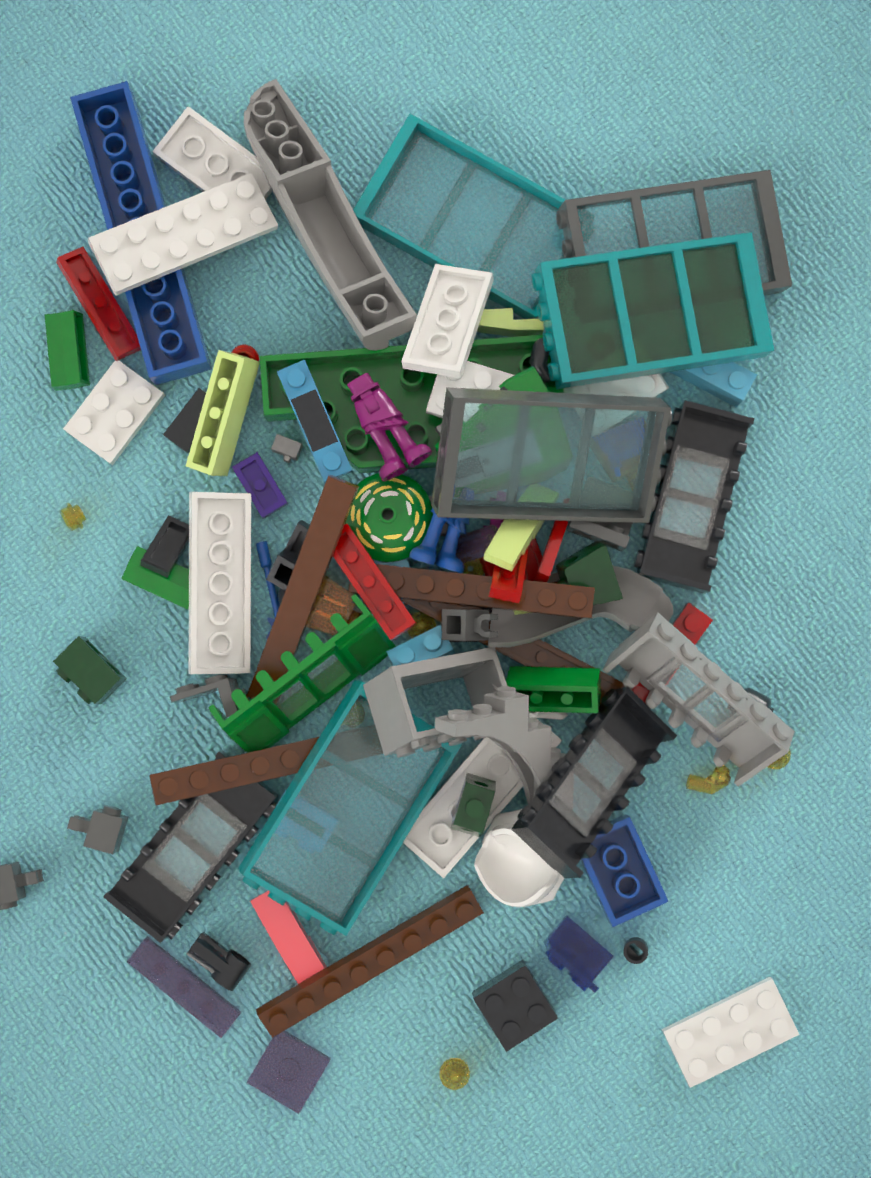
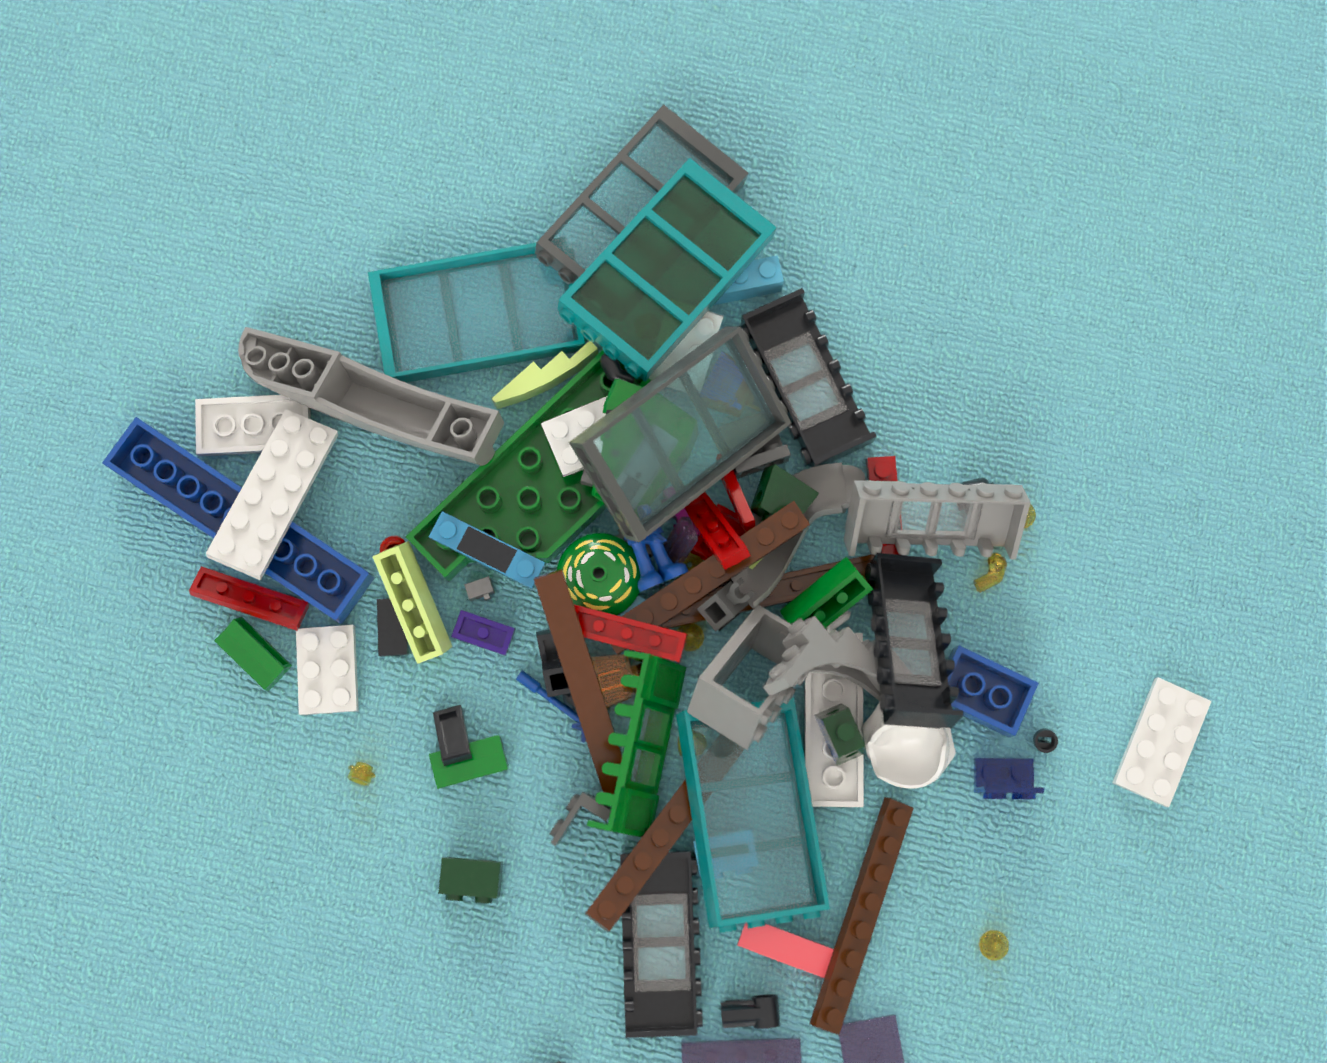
camera: 40 degrees left, 5 degrees down
(103, 830) = (582, 989): dark grey brick -> none
(219, 583) = (515, 729): white plate -> none
(379, 415) = (531, 506): magenta piece -> none
(422, 647) = (704, 651): medium azure brick -> none
(447, 321) = (524, 397): white plate -> none
(511, 541) = (706, 518): yellowish green slope -> none
(514, 1005) = (994, 855): black brick -> none

